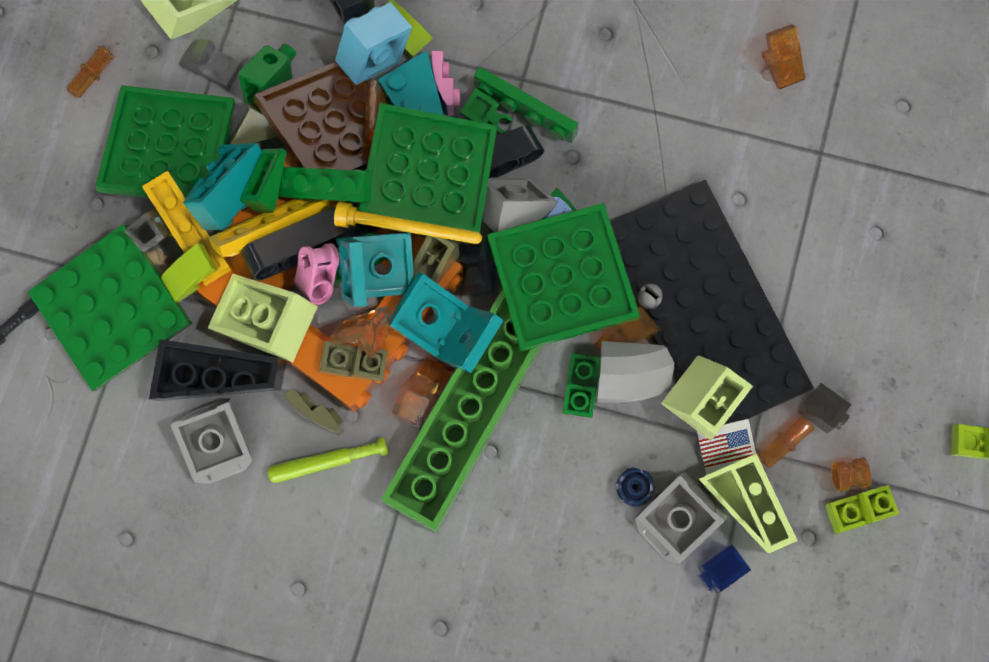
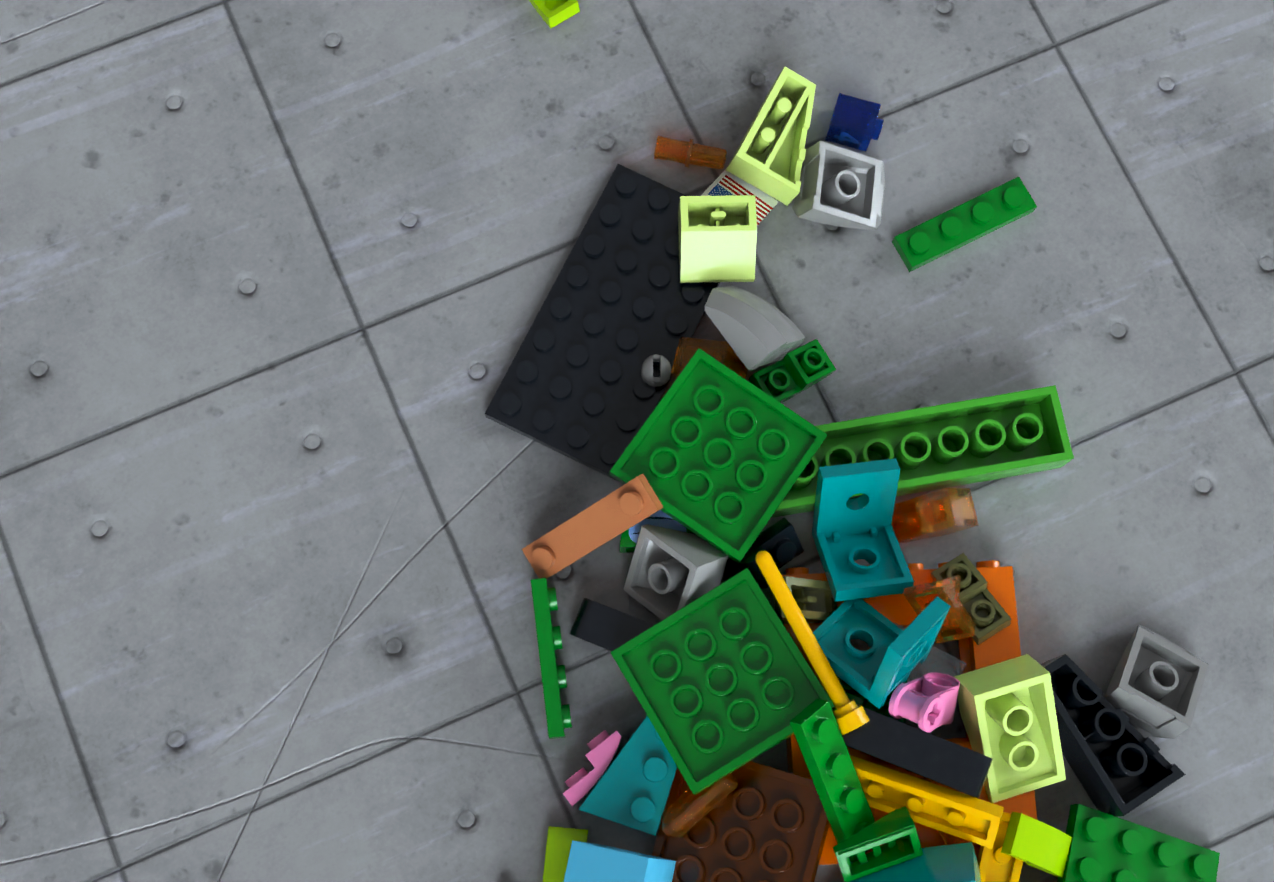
camera: 140 degrees left, 0 degrees up
(311, 464) = (1085, 564): lime piece -> none
(324, 419) = (1041, 590): olive slope -> none
(483, 109) = (589, 700): green plate -> none
(579, 176) = (593, 527): none -> nougat plate
(593, 587) = (964, 224): none -> green plate
(638, 477) = (846, 241): dark blue plate -> none
(784, 56) = (284, 432): clear orange slope -> none
(825, 409) = (631, 139): clear smoke brick -> none
(851, 474) = (674, 76): clear orange wheel -> none
(862, 509) = (694, 50): lime slope -> none

